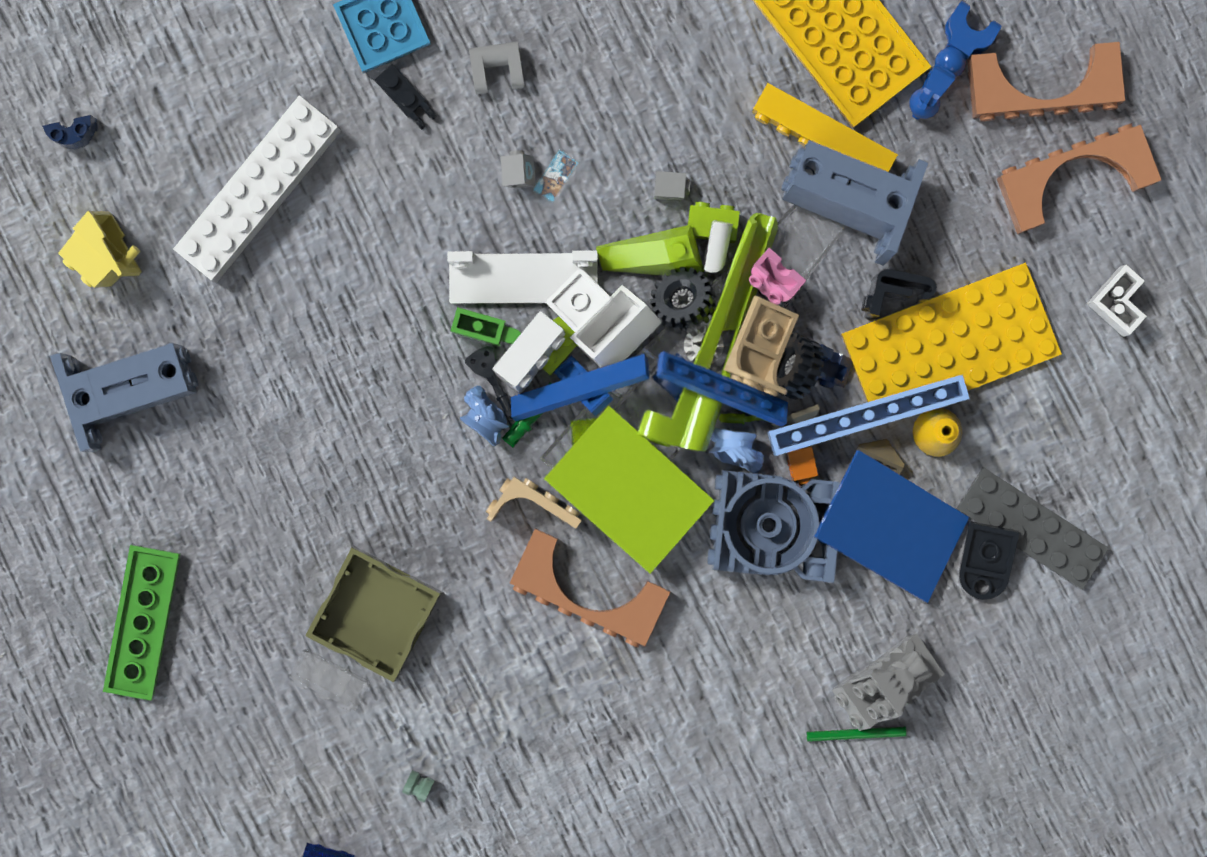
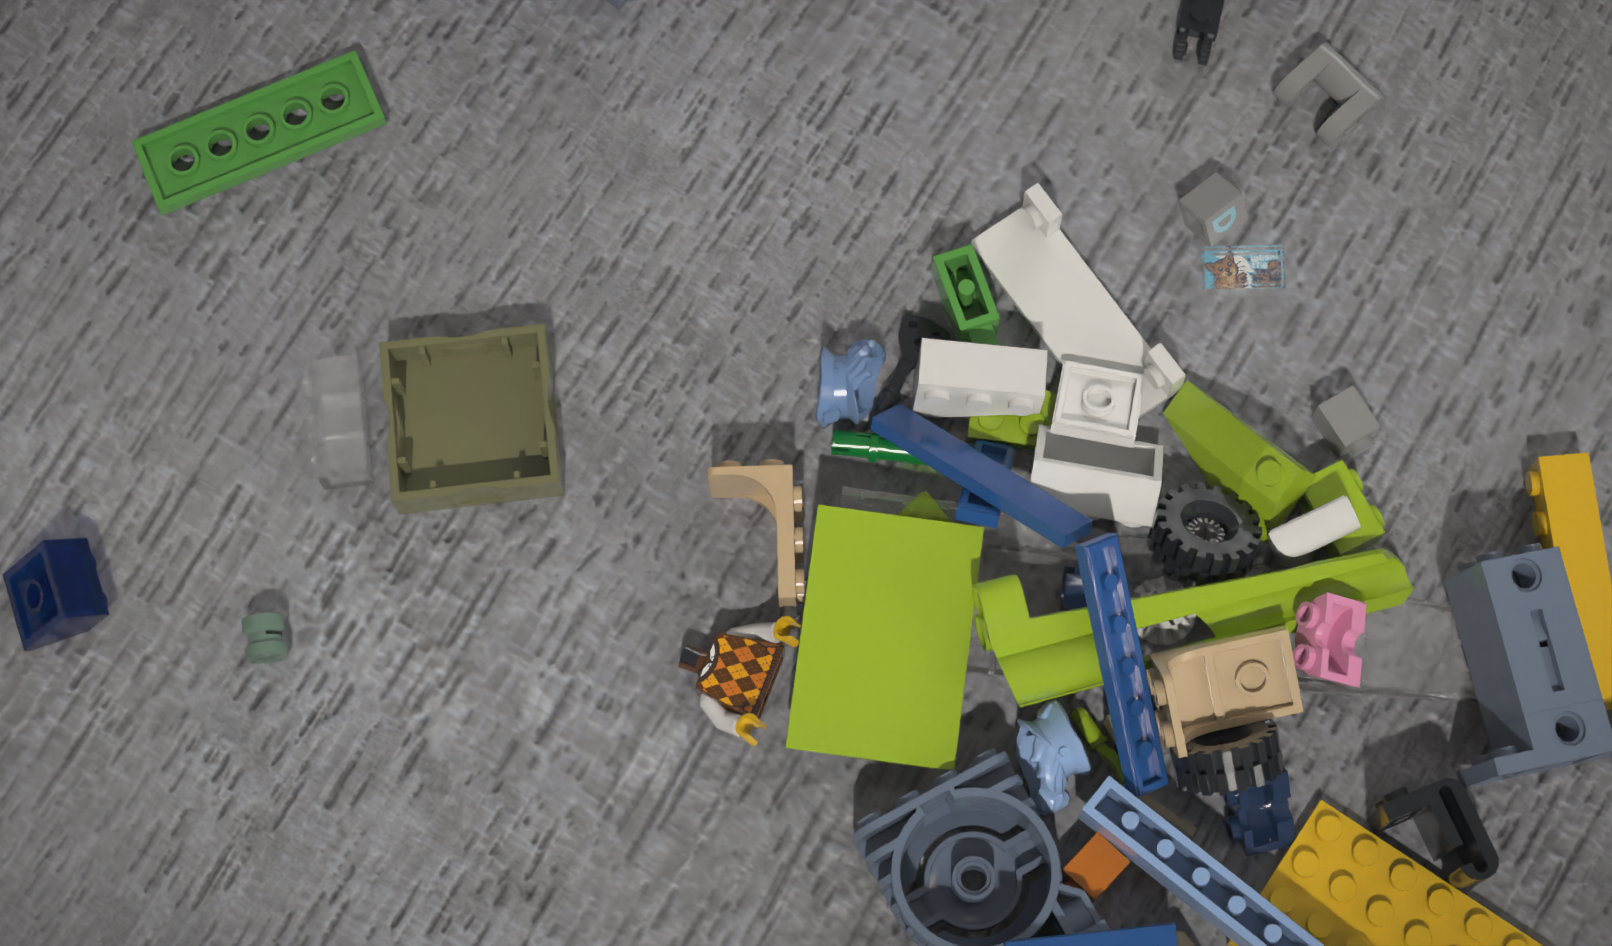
camera: 55 degrees right, 15 degrees down
(594, 568) = (740, 673): none -> torso
(632, 620) = (702, 779): nougat arch -> none

